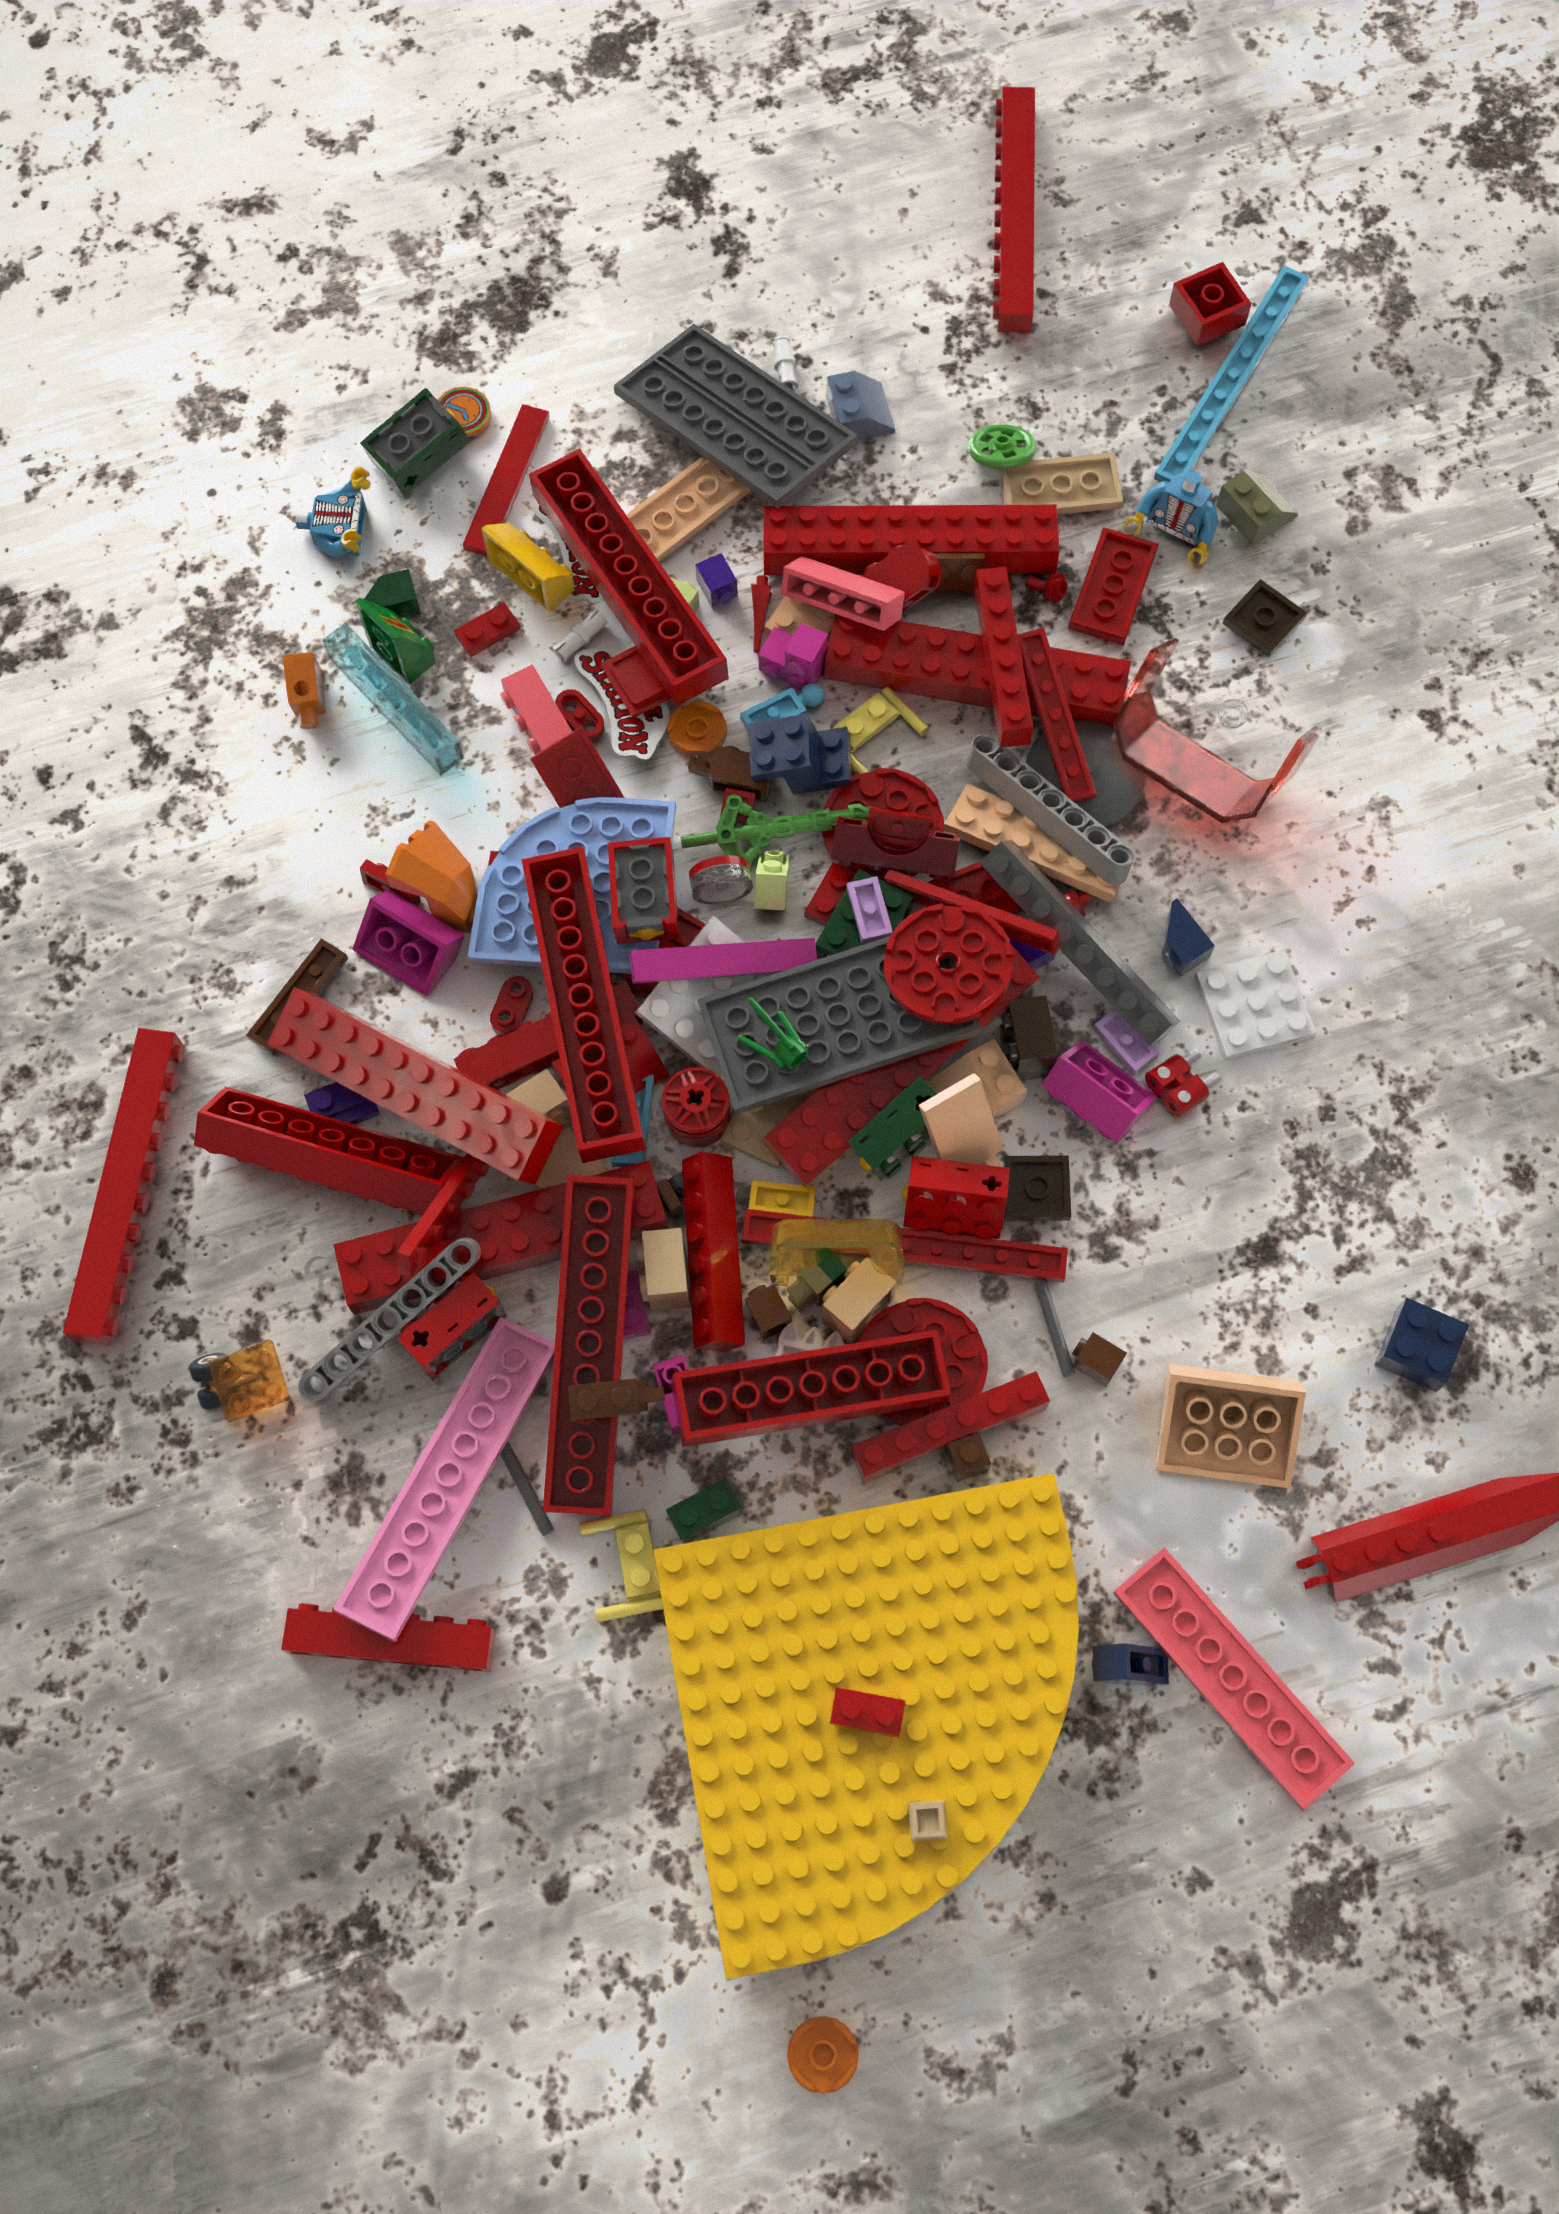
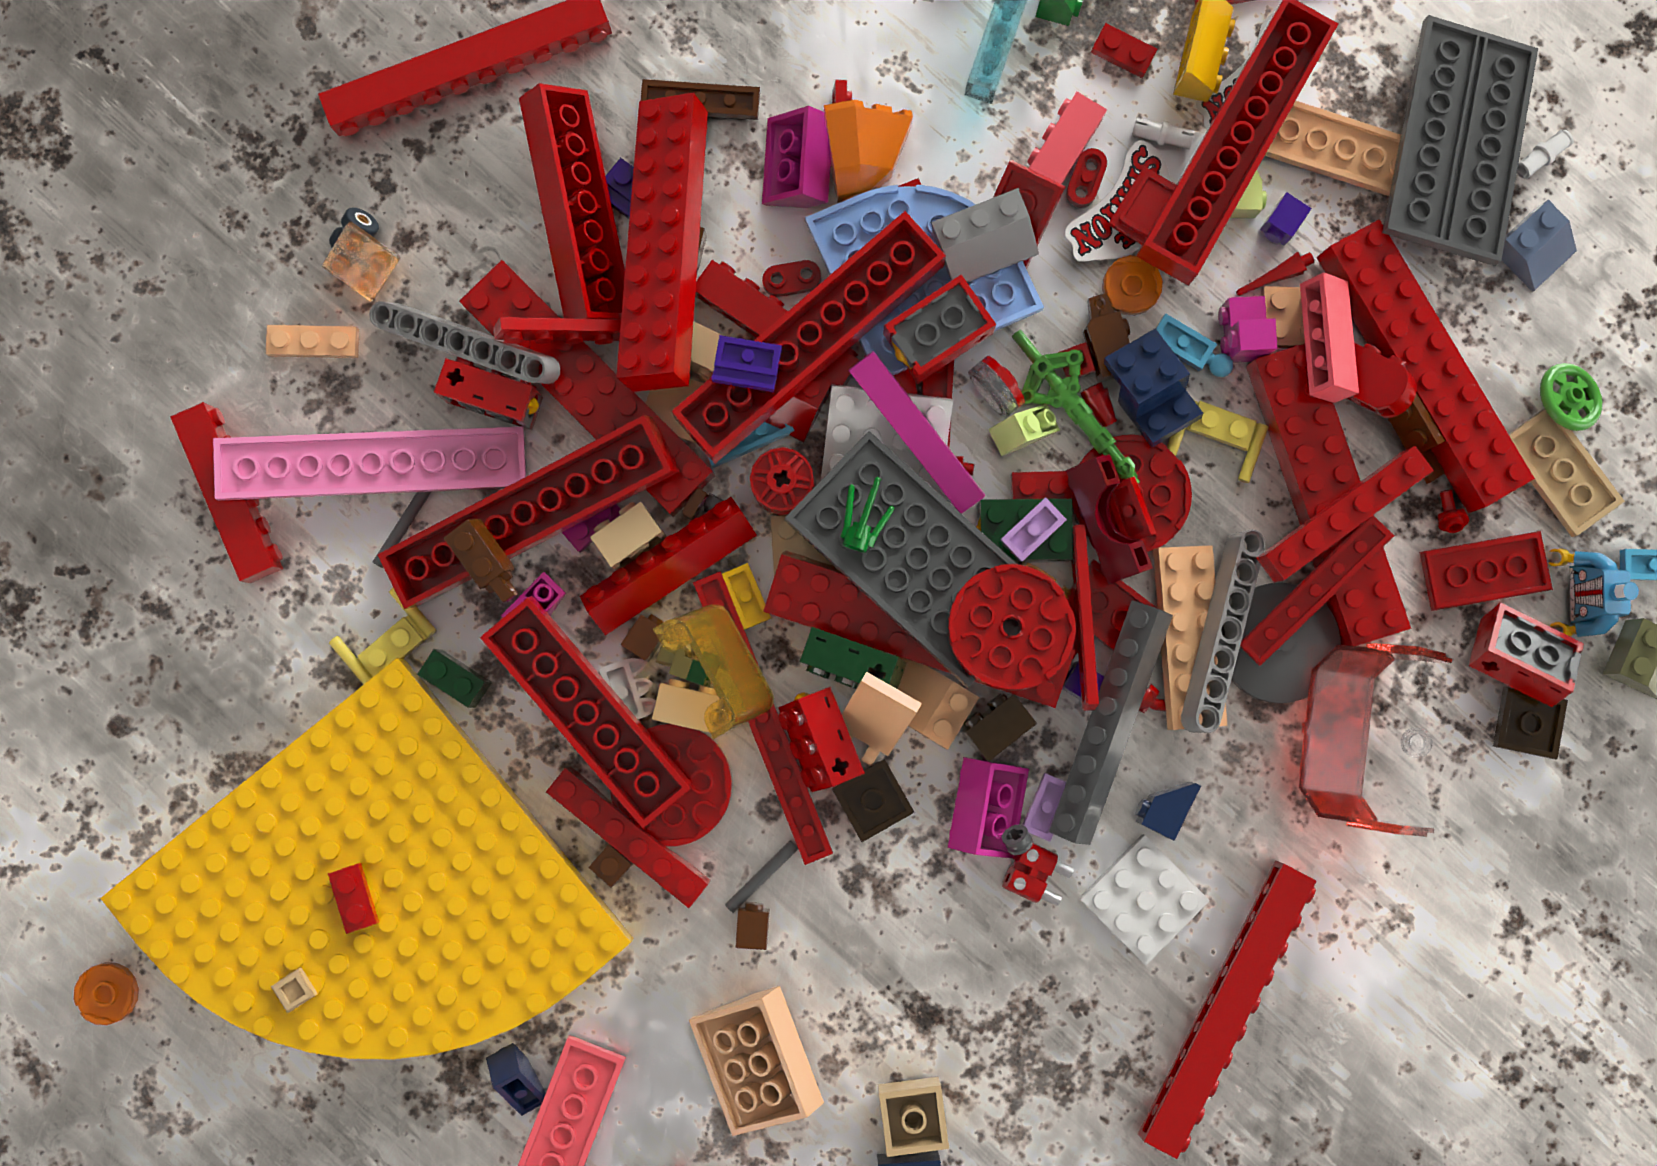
camera: 60 degrees right, 15 degrees up
(292, 1477) = (312, 341): none -> light nougat plate
(576, 1058) = (746, 363): none -> dark purple plate
(585, 809) = (986, 236): none -> light grey slope
(784, 805) = (1100, 403): none -> red cone
(1142, 1077) = (1017, 839): none -> dark grey bush
(1203, 587) = (1526, 655): none -> piece
(1353, 1304) = (913, 1116): none -> tan brick
(1391, 986) = (1226, 1009): none -> red brick

